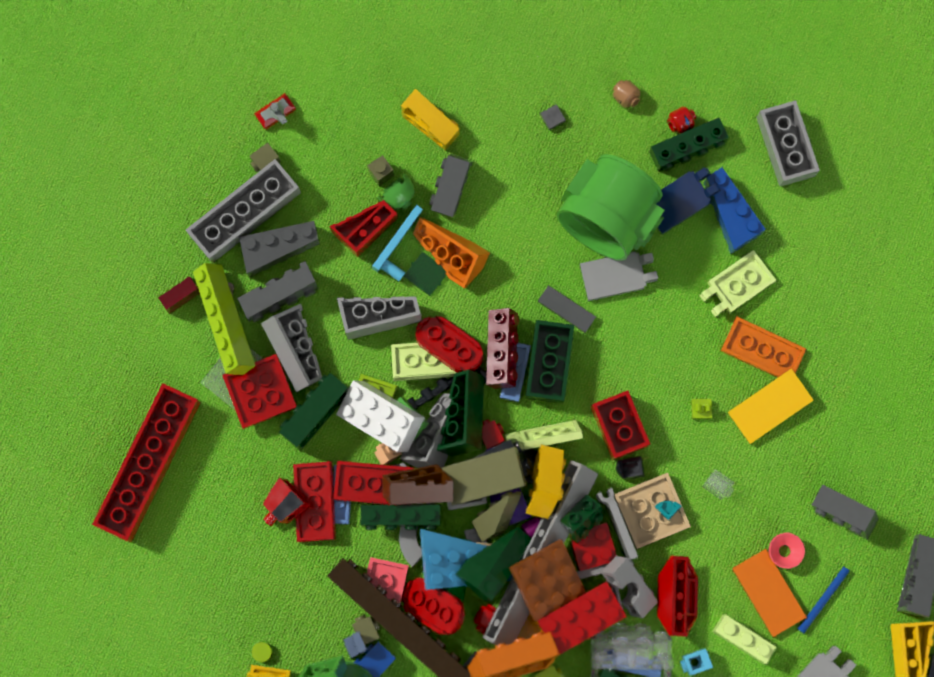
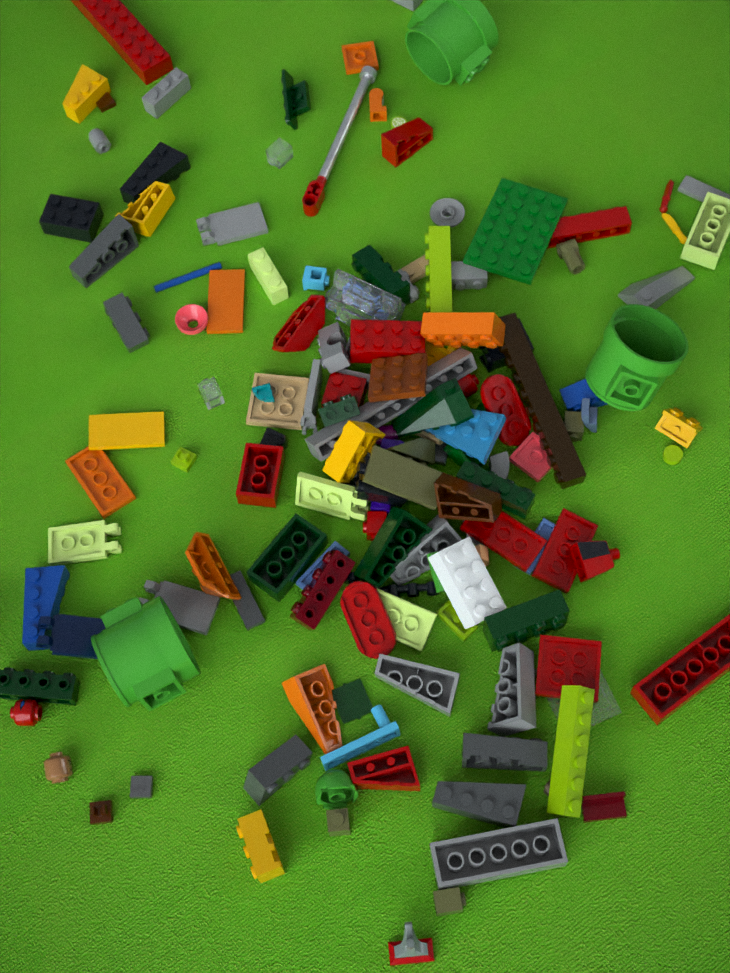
camera: 145 degrees left, 15 degrees down
(571, 82) = (101, 812): none -> reddish brown tile
(608, 313) = (210, 568): none -> orange wedge

